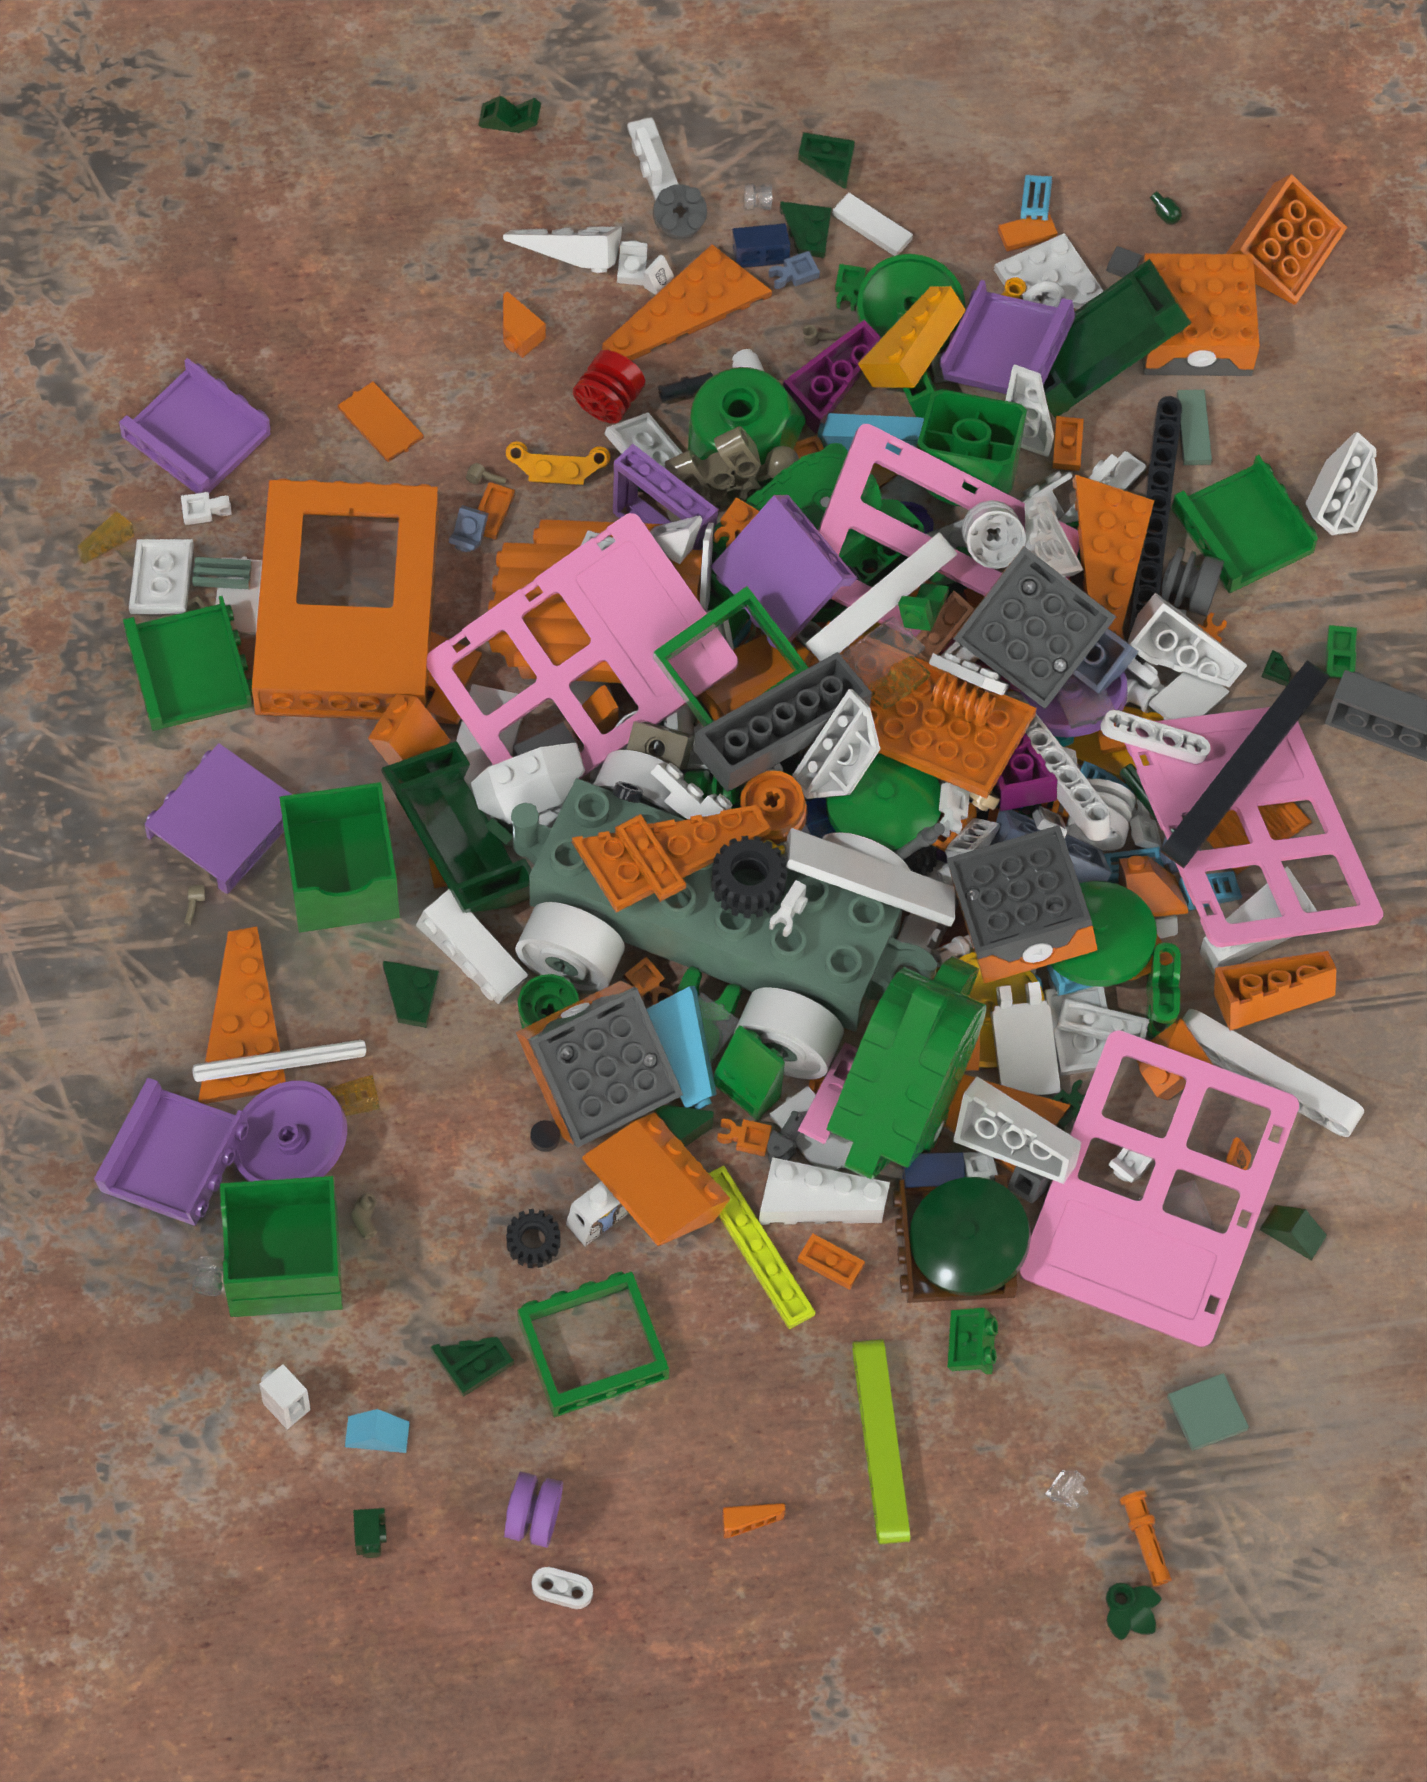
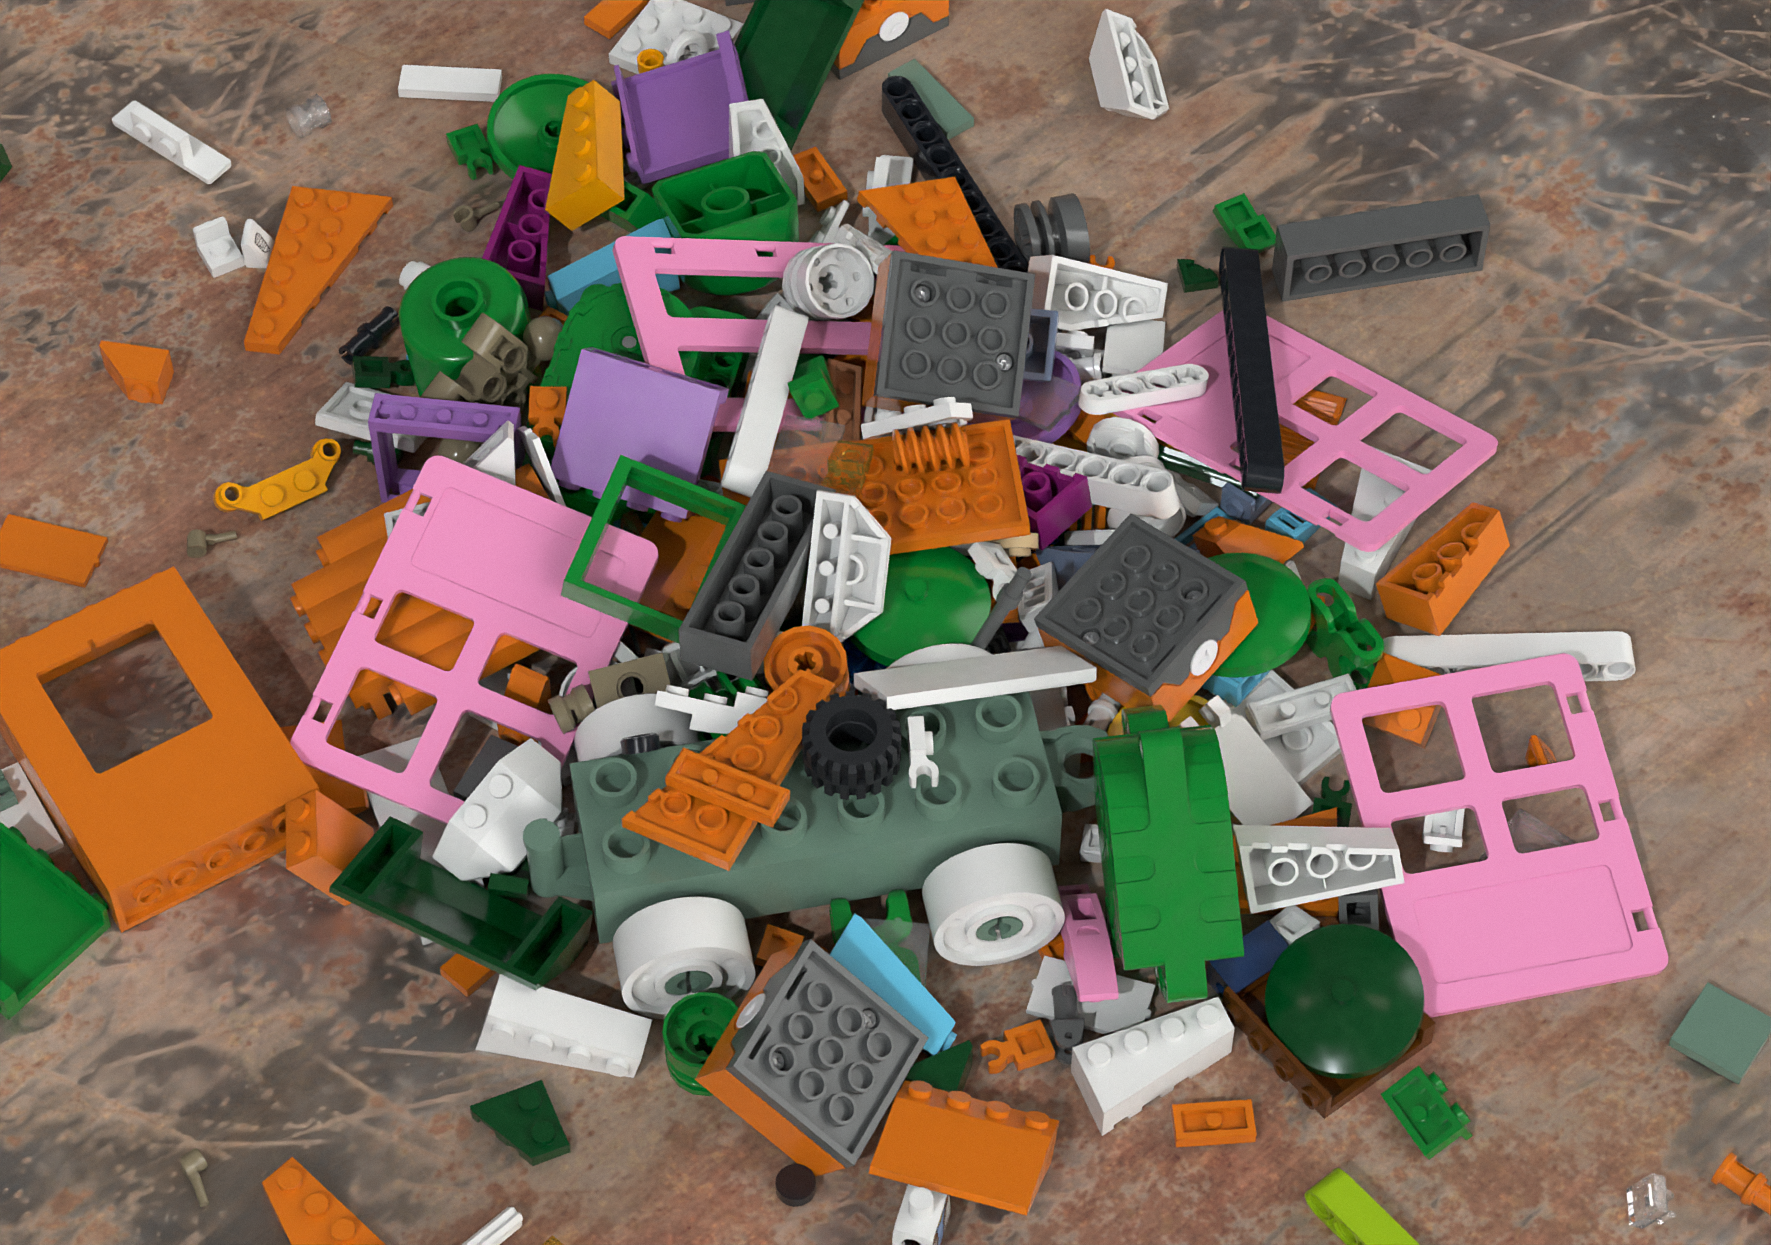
camera: 30 degrees left, 10 degrees down
(221, 816) = (165, 1057): medium lavender panel -> none
(340, 857) = (344, 1016): green piece -> none
(469, 529) = (232, 600): sand blue bracket -> none
(496, 502) = (243, 571): orange tile -> none
(589, 248) = (153, 258): white wedge -> none
(609, 386) = (287, 374): red wheel -> none
(612, 738) = (571, 708): none -> dark tan wheel
(671, 417) = (379, 373): none -> dark green plate
(689, 199) = (236, 154): dark grey plate -> none
(750, 1073) = (981, 971): green slope -> none
(761, 245) = (348, 159): dark blue hinge -> none
(762, 1254) = (1137, 1166): neon yellow tile -> none
(796, 269) = (403, 162): sand blue plate -> none
(807, 227) = (382, 120): dark green wing -> none
(827, 156) = (354, 42): dark green wing -> none
(1115, 765) = (1121, 439): none -> white tile
(1246, 525) = (1055, 151): green panel -> none
(1294, 1229) = (1657, 795): dark green slope -> none

